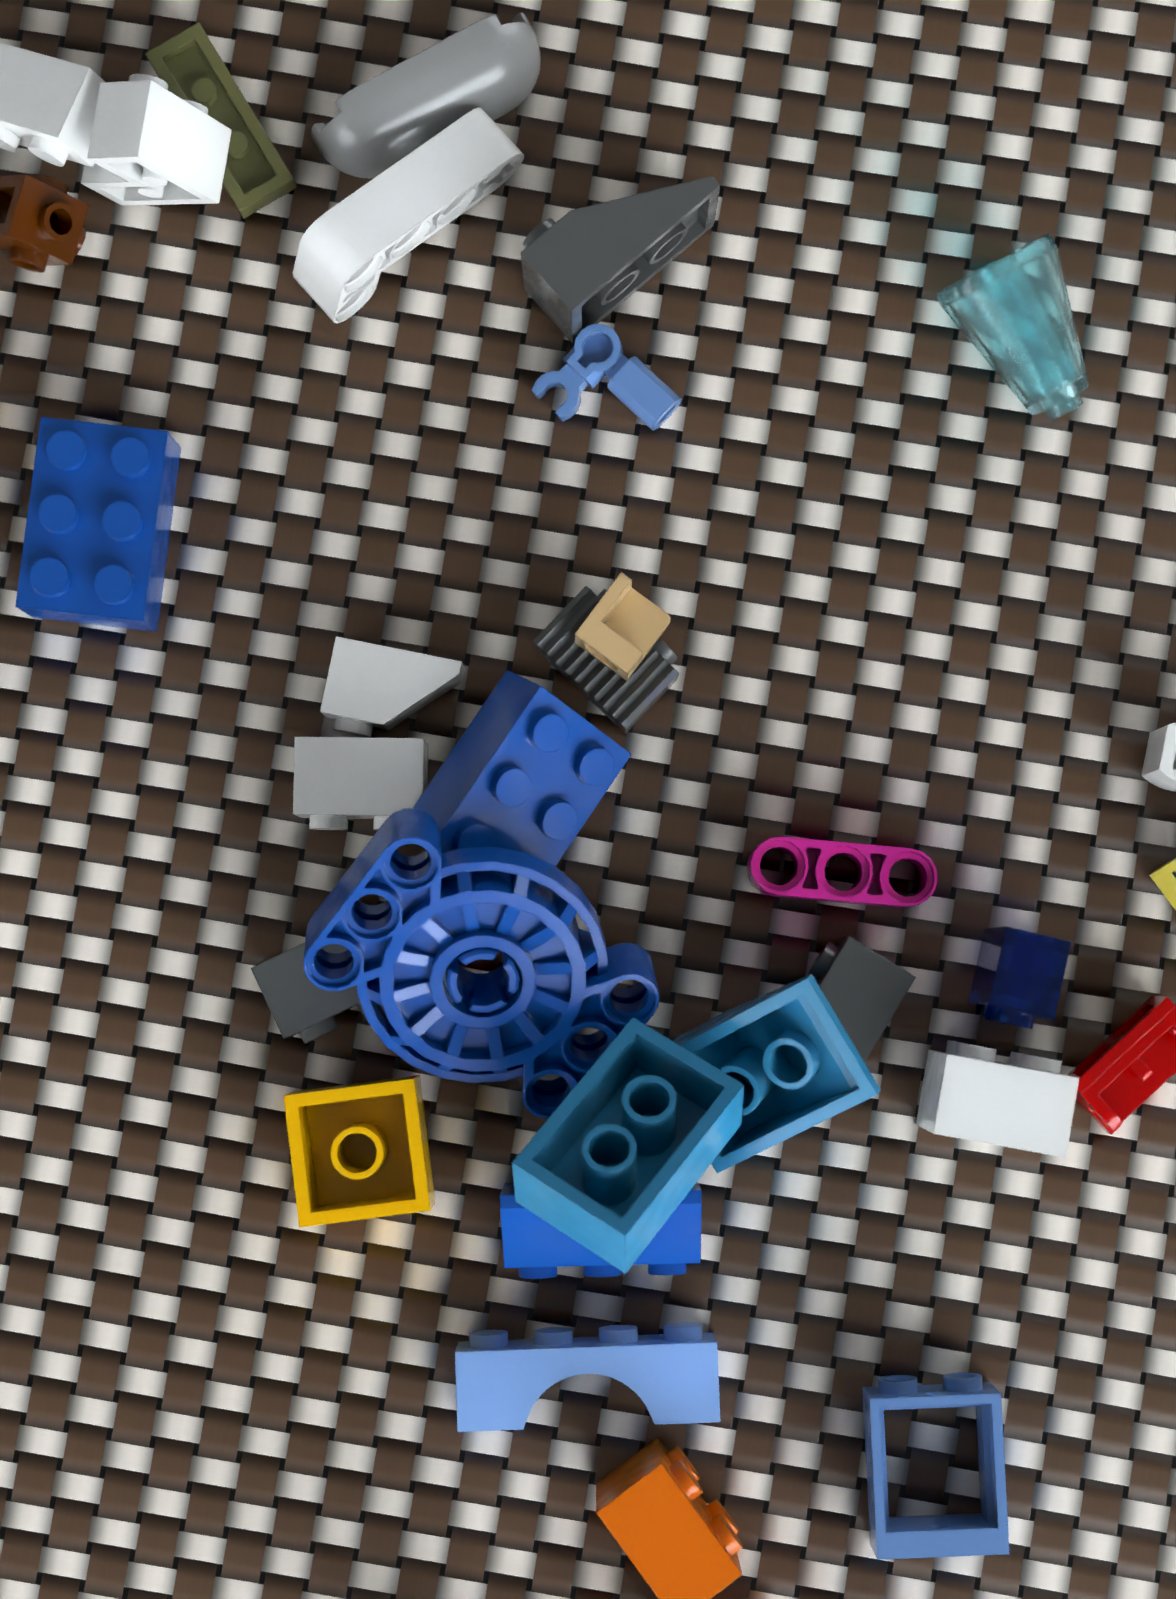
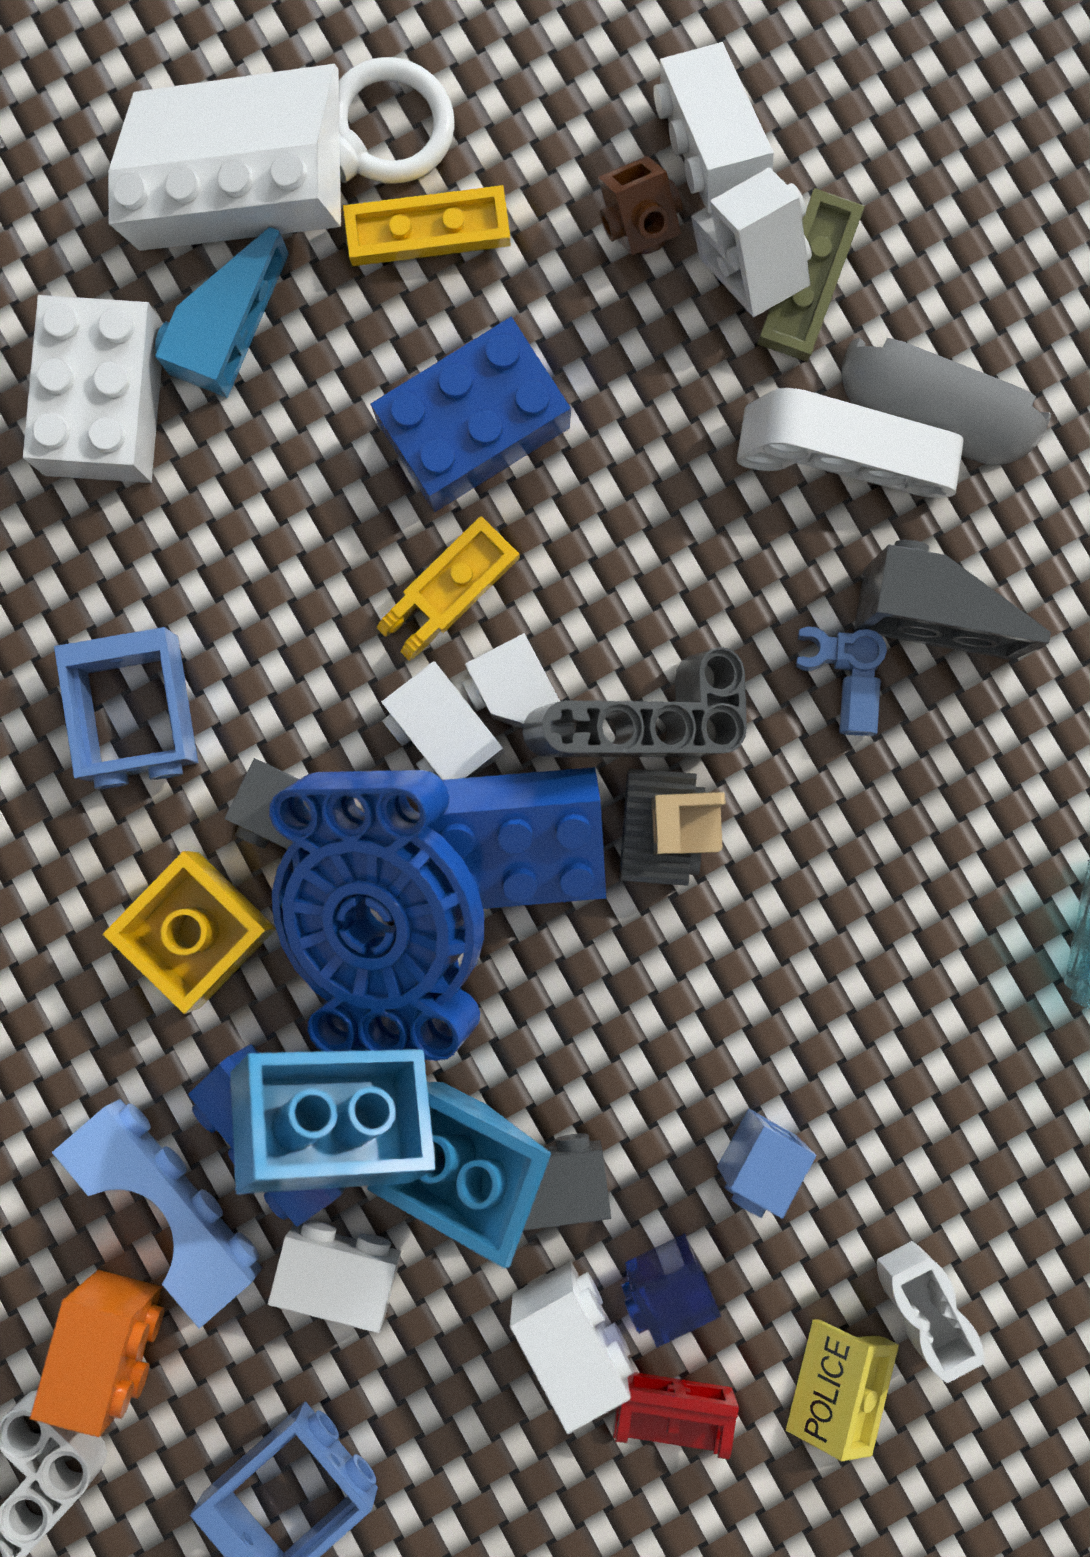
camera: 50 degrees right, 0 degrees up
(50, 1020) = (113, 652): none -> medium blue window
(237, 667) = (451, 584): none -> yellow hinge
(495, 600) = (636, 720): none -> dark grey beam
(771, 1265) = (335, 1275): none -> white brick
(872, 867) = (650, 1132): dark pink beam -> none
(976, 804) = (764, 1165): none -> medium blue brick

